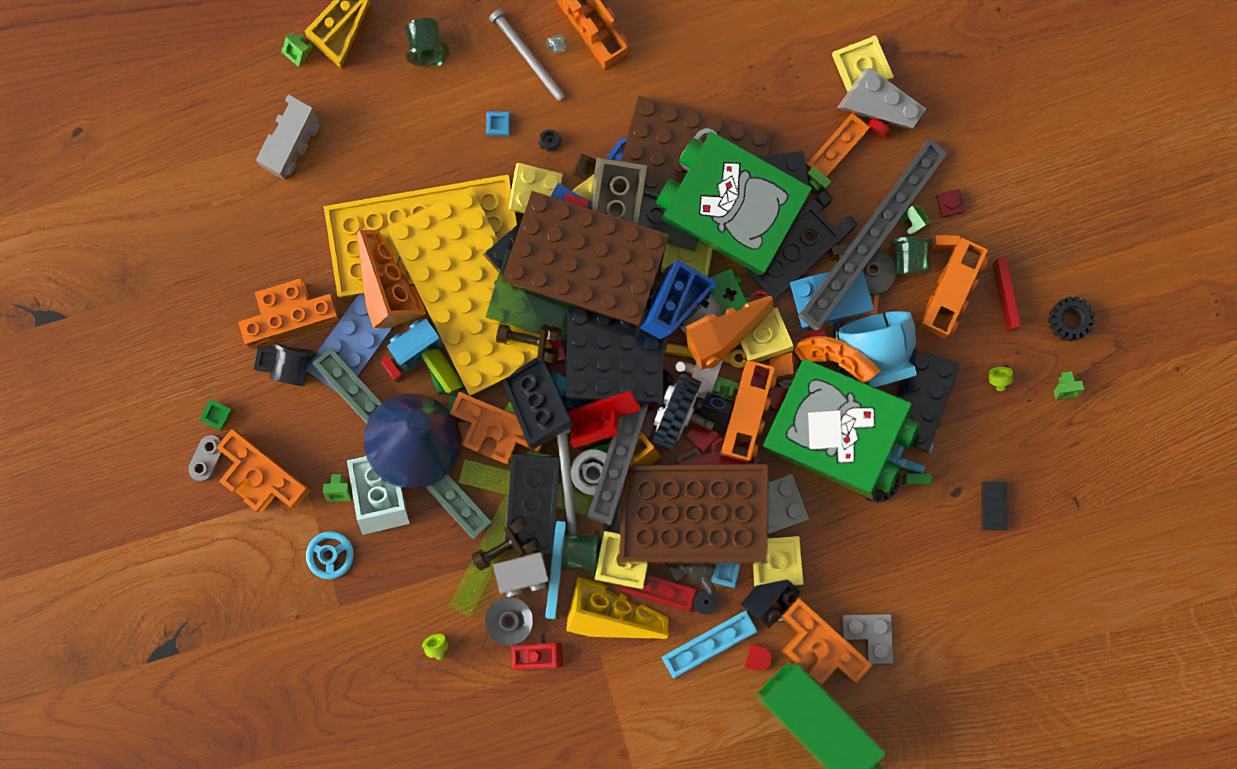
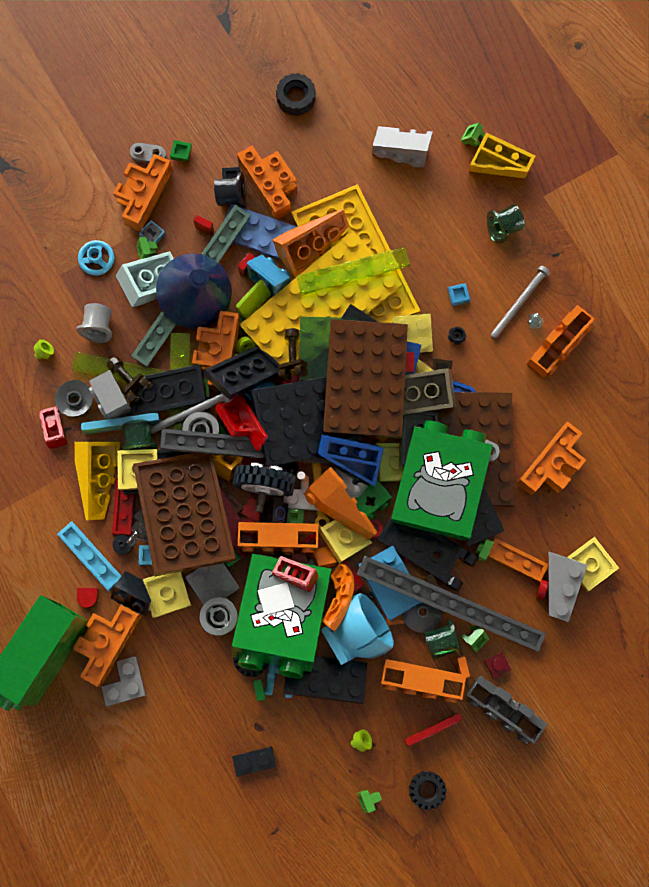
camera: 70 degrees right, 5 degrees down
(165, 239) = (302, 82): none -> black tyre
(316, 476) = (152, 232): none -> tile
(324, 409) = (203, 225): none -> red tile
(420, 572) = (96, 323): none -> light grey piece
(441, 240) = (353, 271): none -> clear neon green tile
(497, 396) = (244, 344): none -> lime tile
(735, 71) = (555, 463): none -> orange piece
(807, 405) = (307, 579): none -> red slope
(824, 504) = (218, 616): none -> light grey piece
(1002, 208) = (506, 710): none -> dark grey piece

